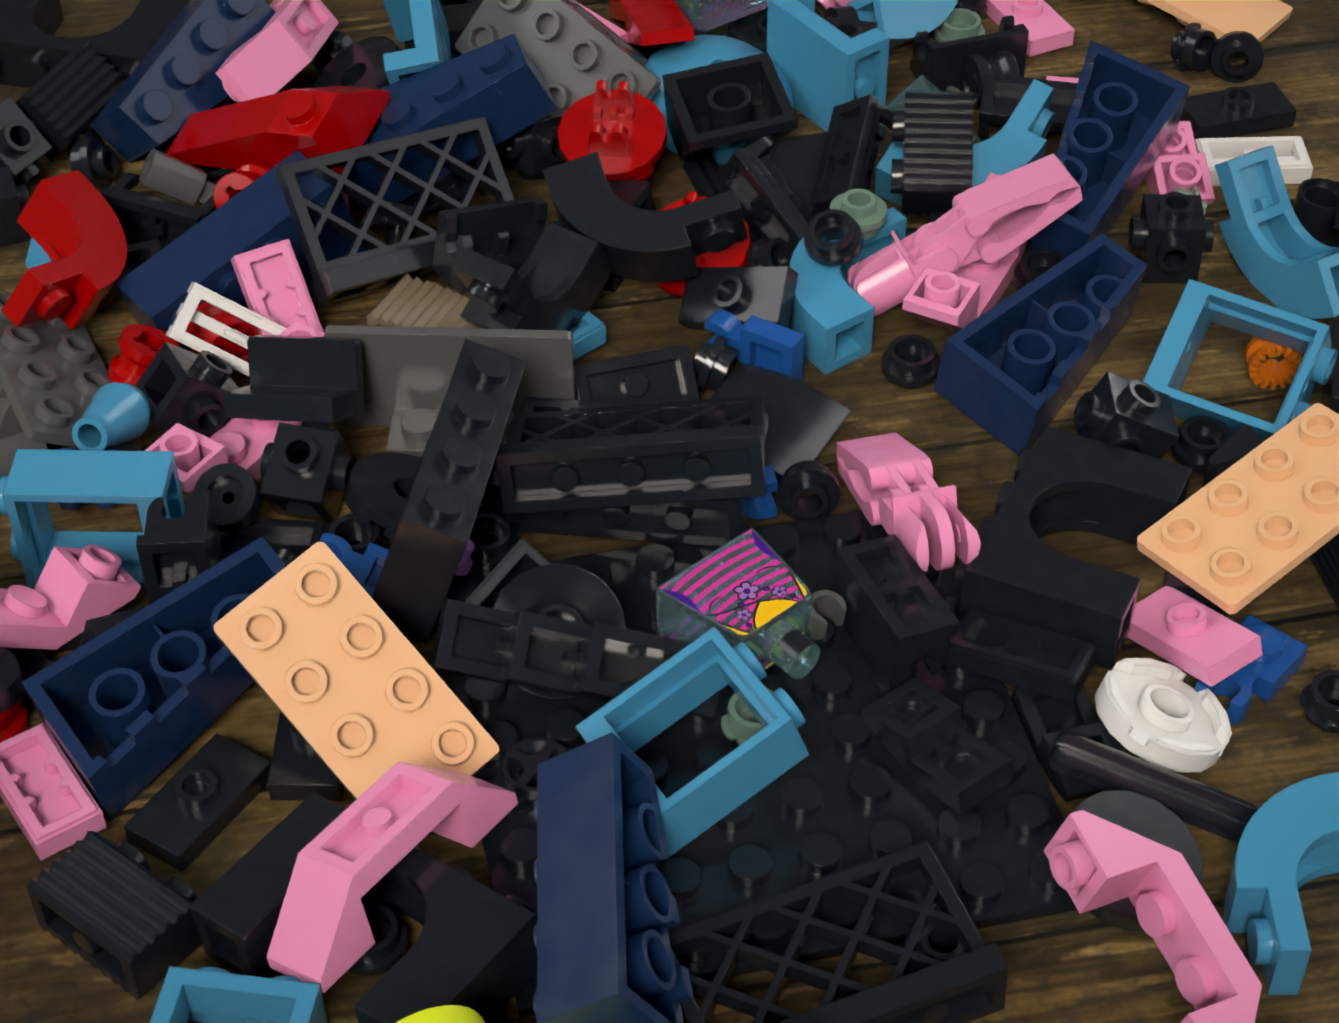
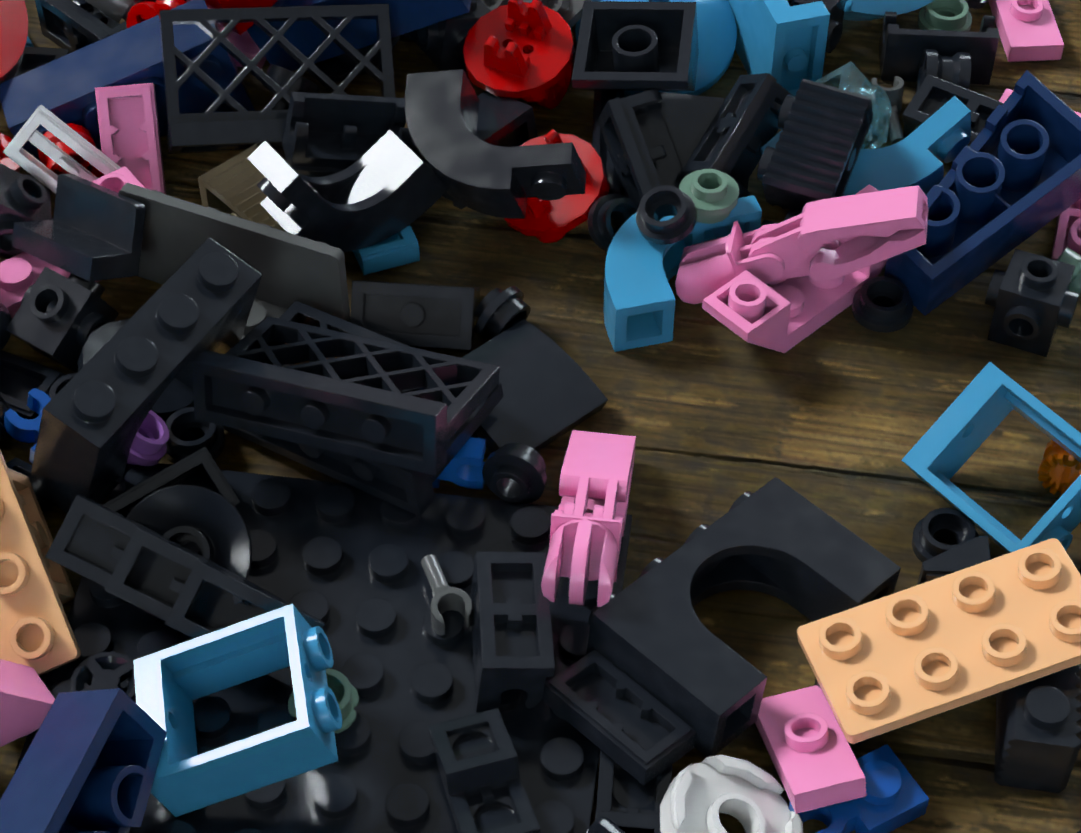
camera: 20 degrees right, 5 degrees up
(741, 291) = (556, 251): black plate -> none
(748, 599) = (367, 585): clear light blue torso -> none
(760, 342) = (555, 309): blue plate -> none
(911, 361) = (697, 364): black plate -> none
(1038, 344) = (831, 381): dark blue wedge -> none
(1127, 416) = (867, 492): black brick -> none

